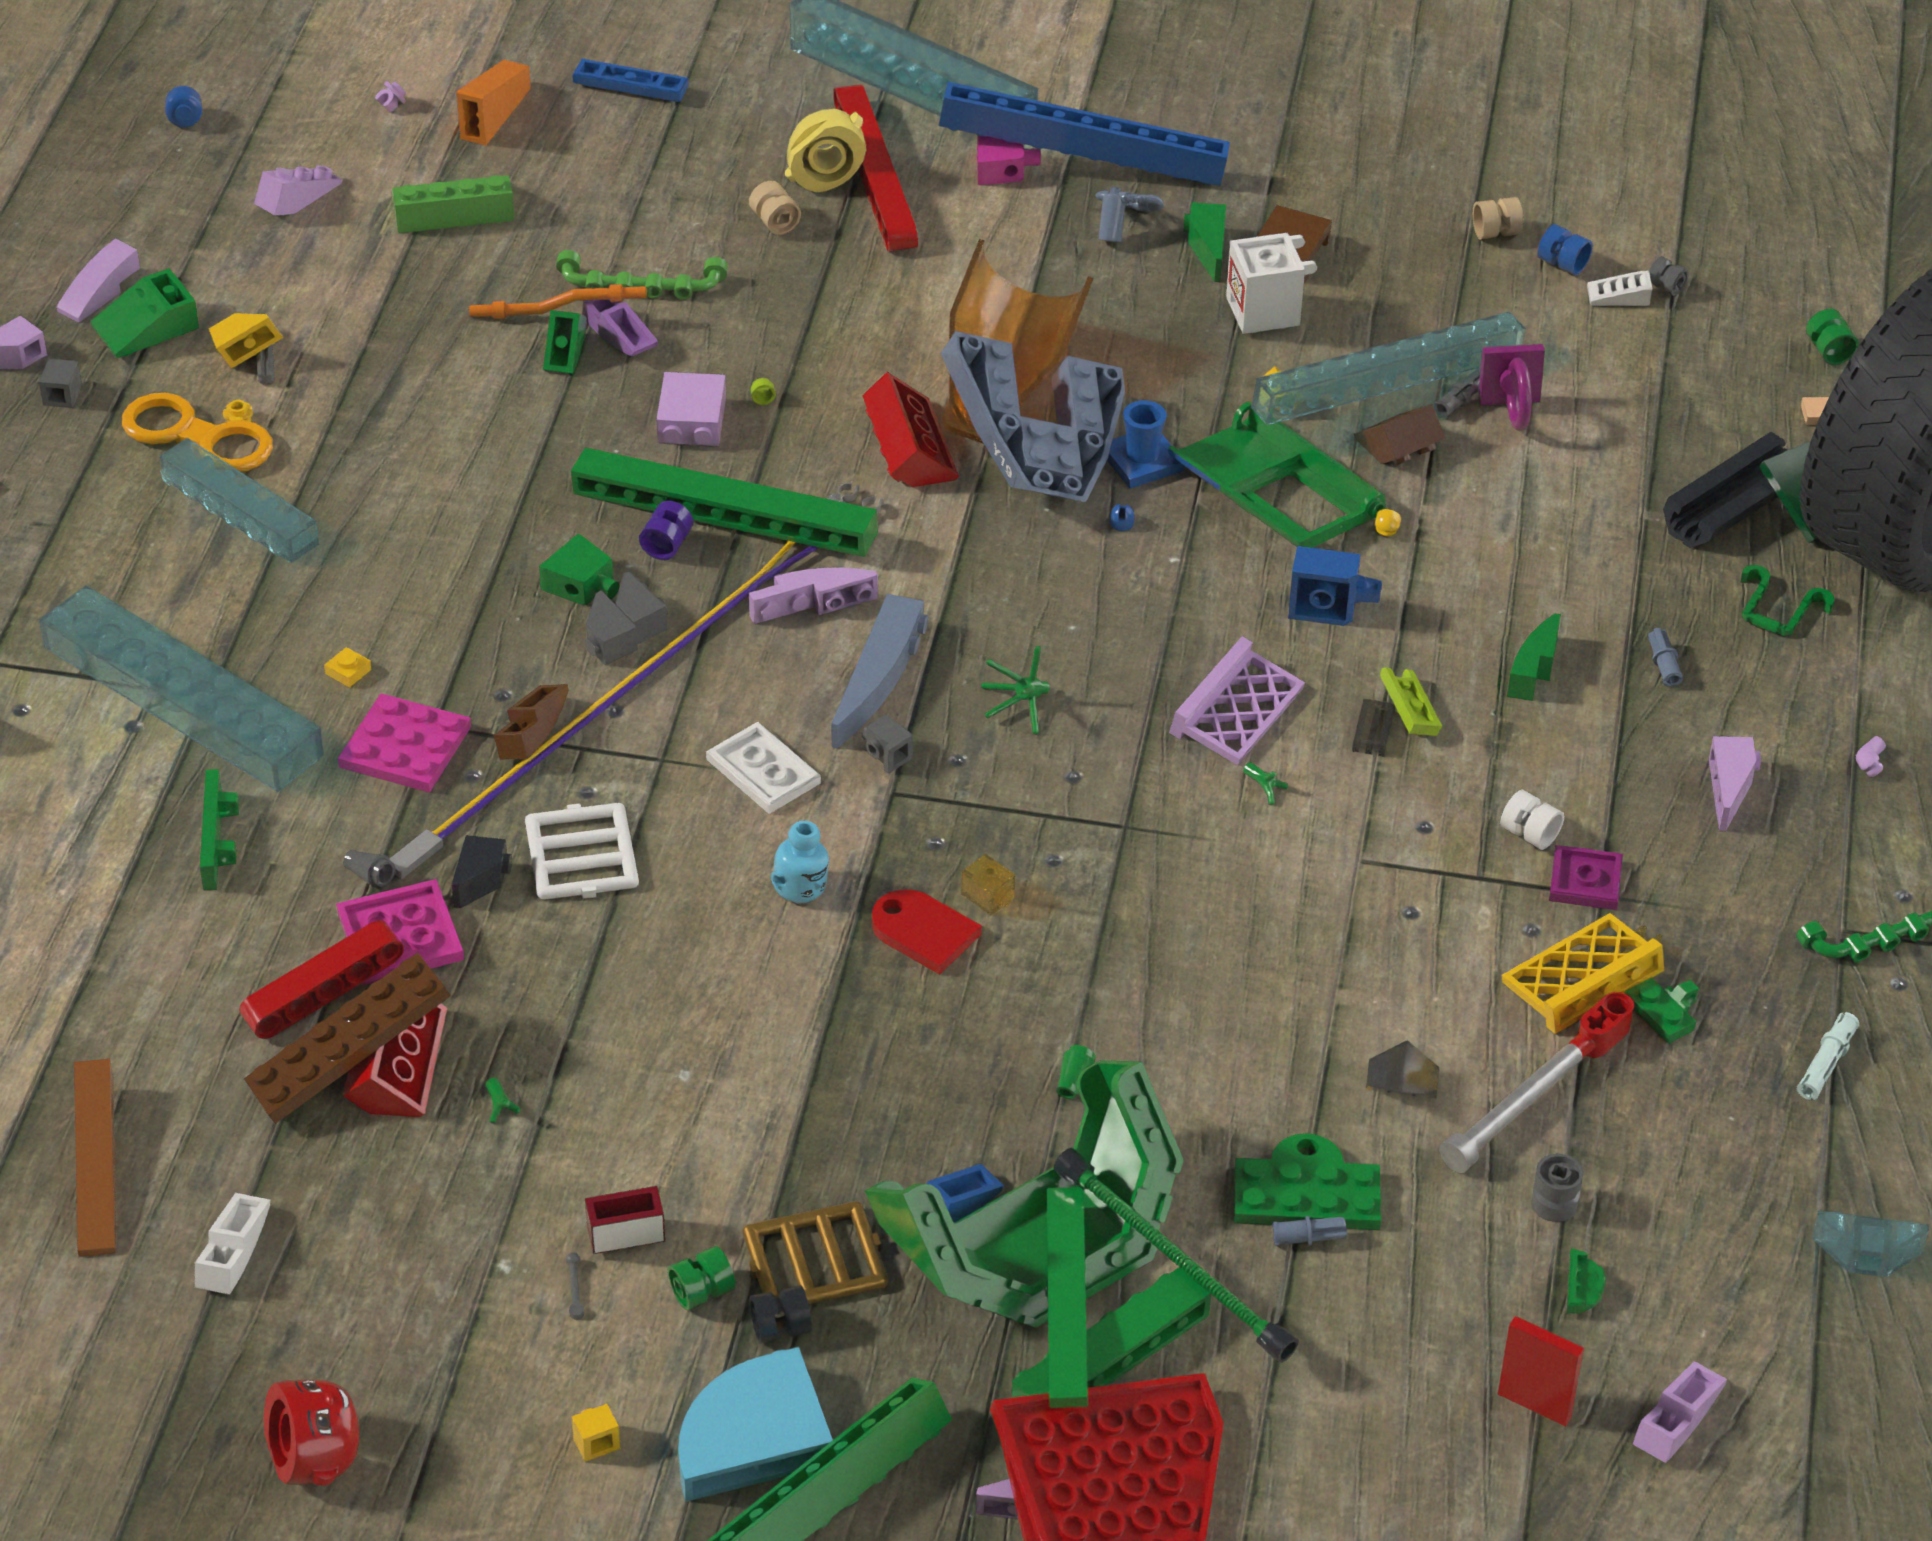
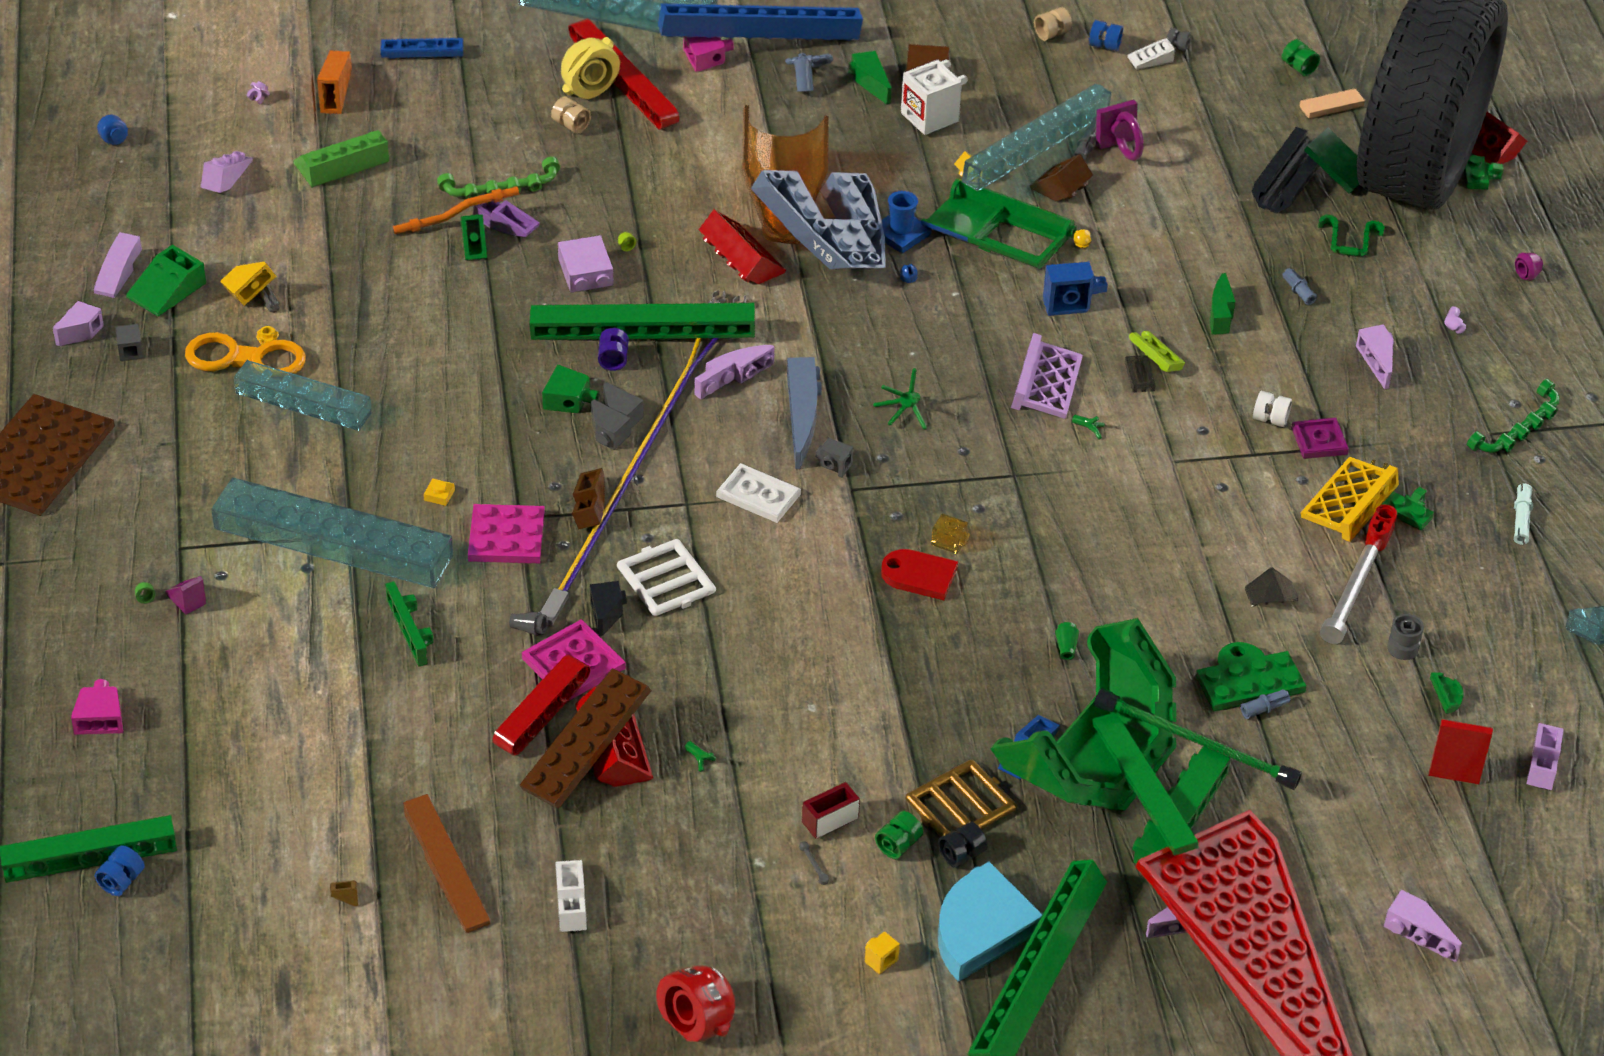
camera: 20 degrees left, 0 degrees up
(801, 864) = (824, 549): medium azure piece -> none

